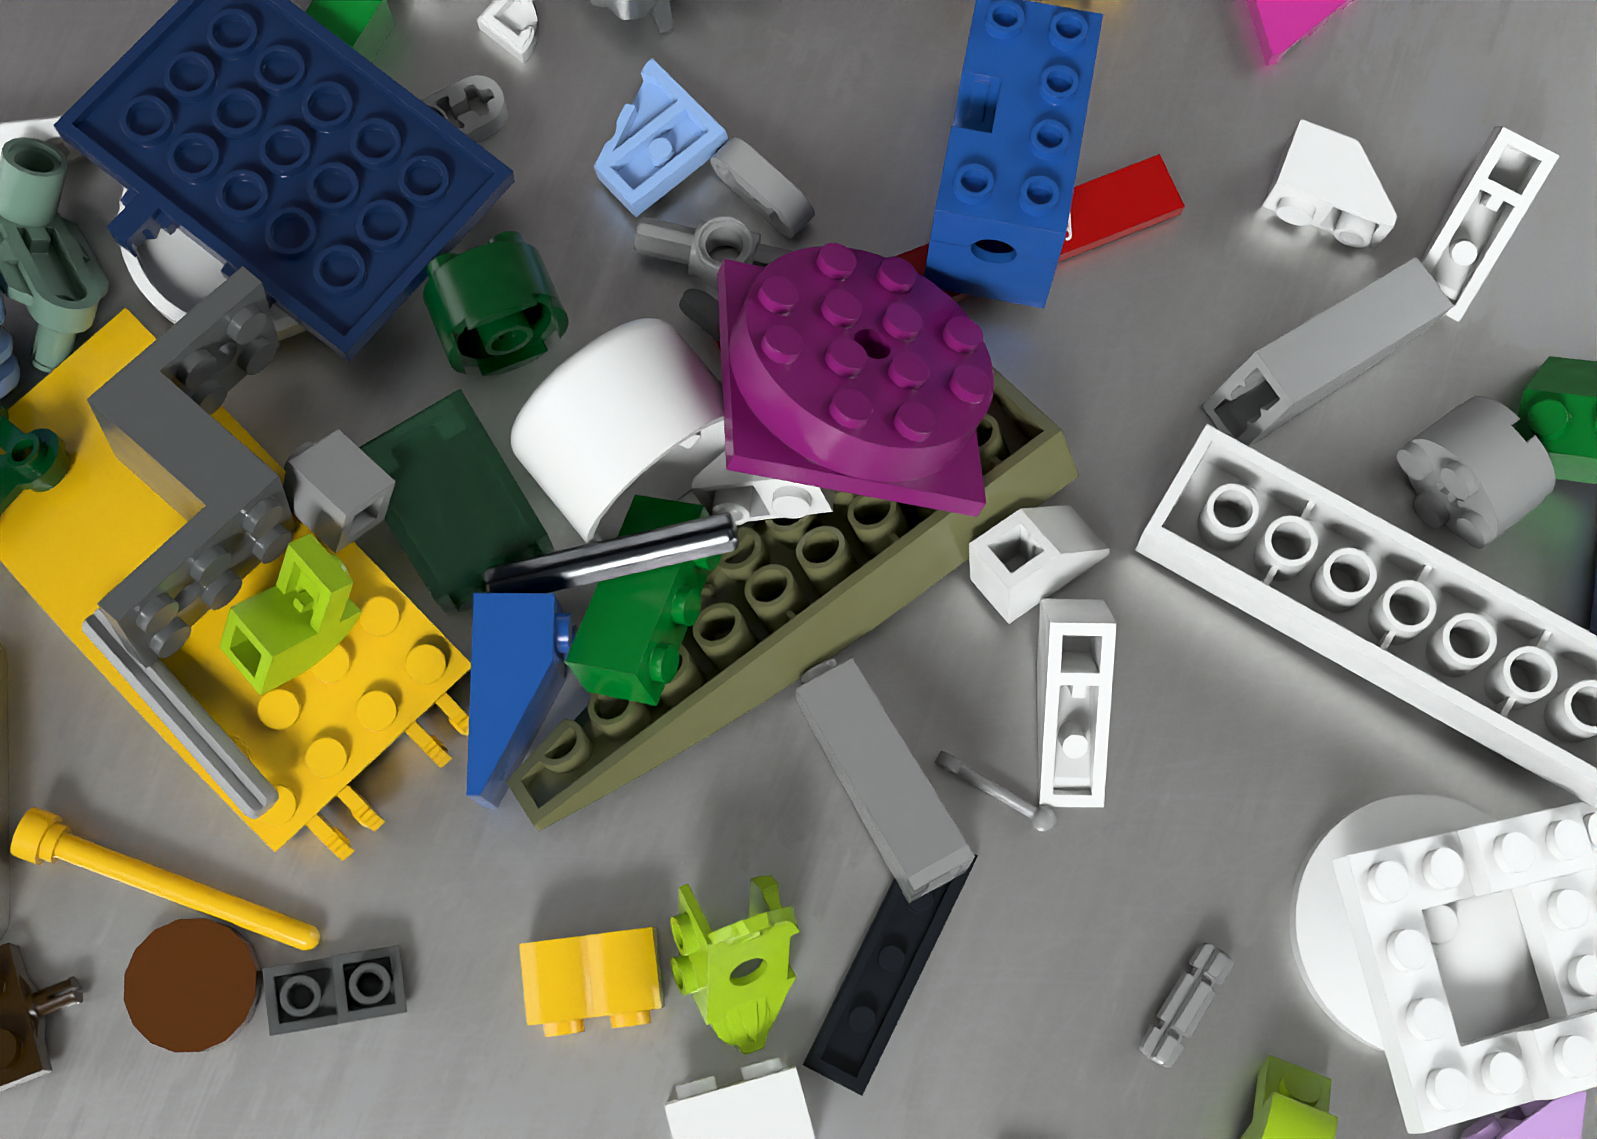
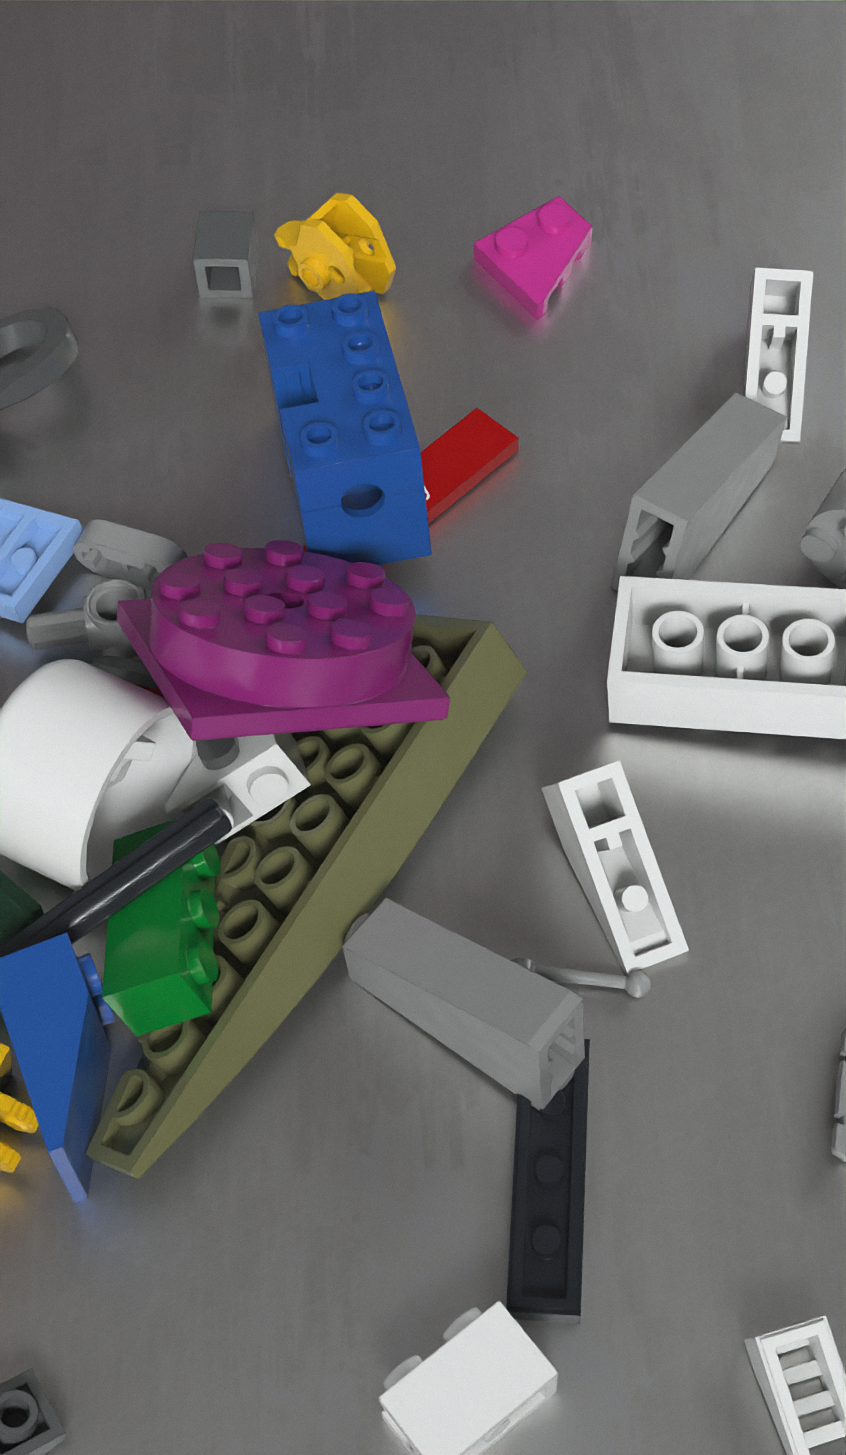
camera: 15 degrees left, 20 degrees down
(592, 978) = (250, 1312): yellow brick -> none
(746, 1006) = (357, 1211): lime piece -> none
(1032, 557) = (512, 756): white slope -> none
(1330, 185) = (637, 378): white slope -> none

